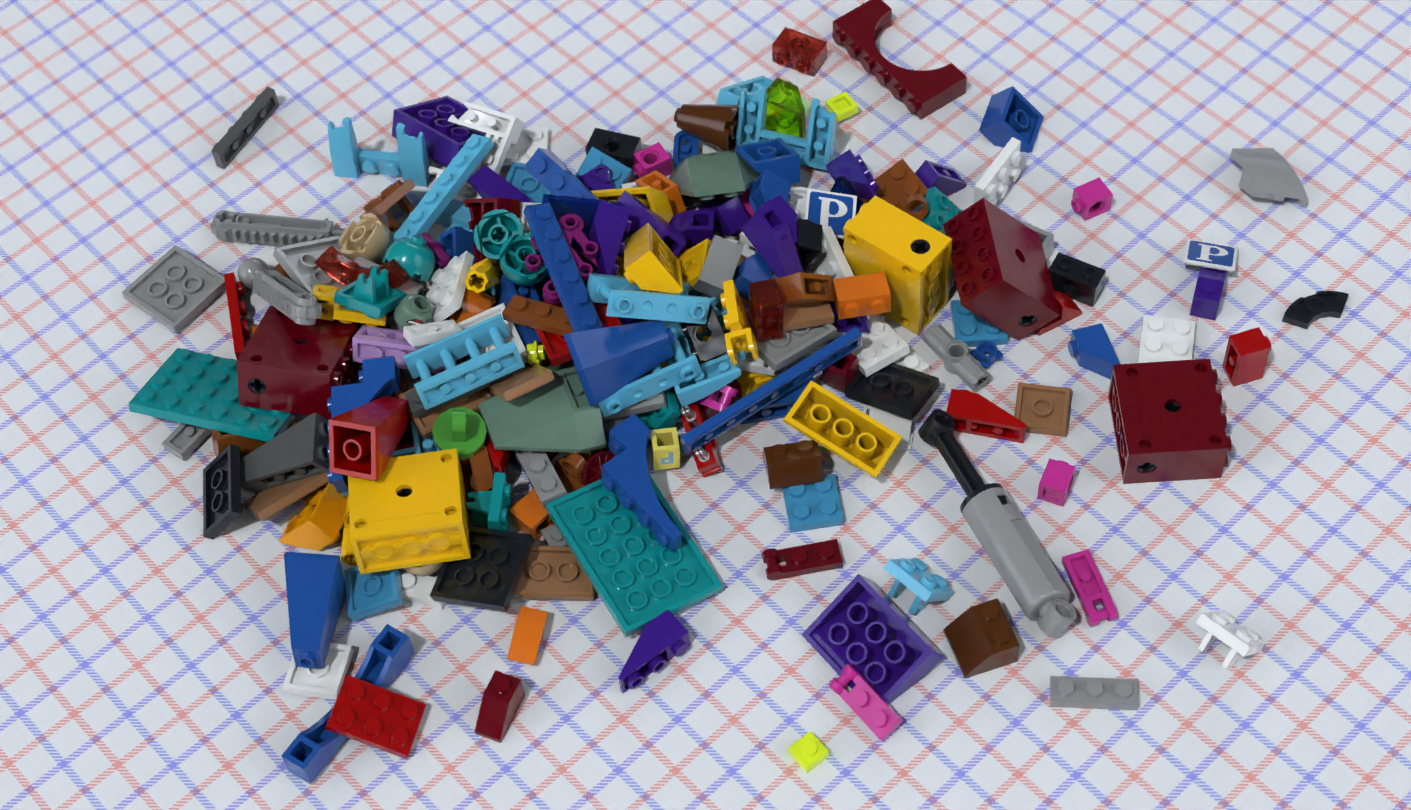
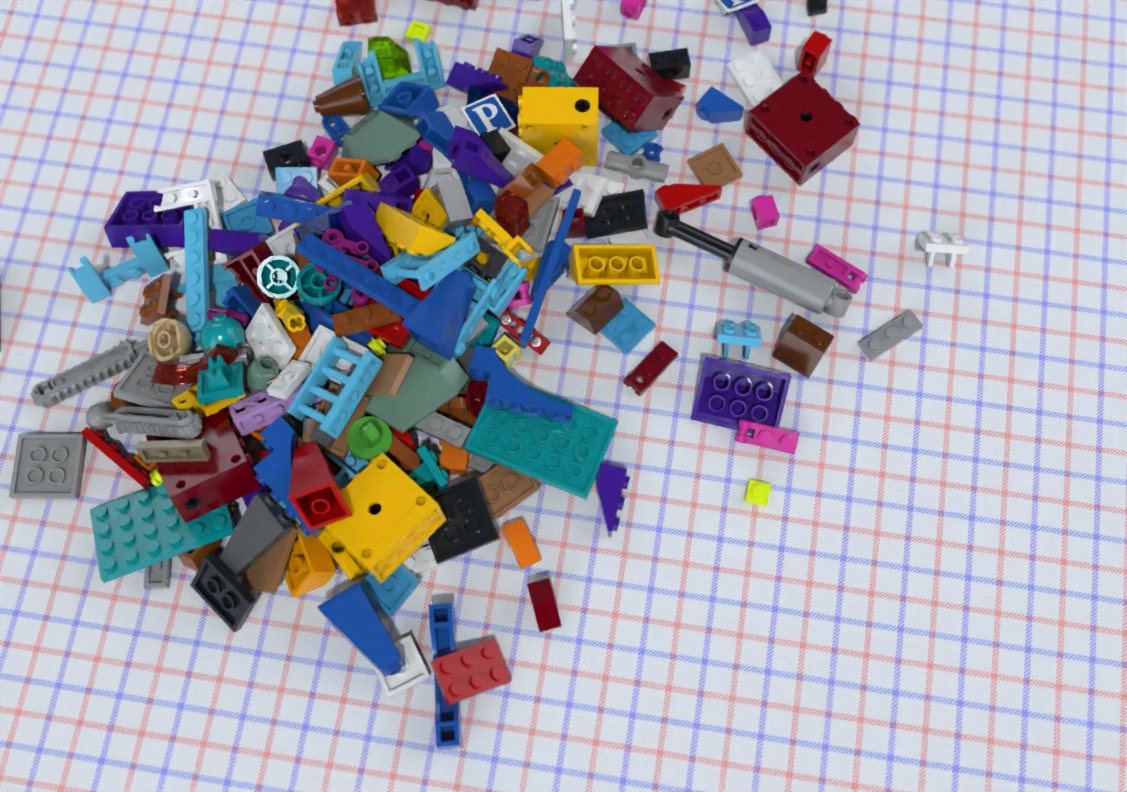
camera: 40 degrees left, 15 degrees up
(276, 326) = (173, 451): none -> dark tan plate

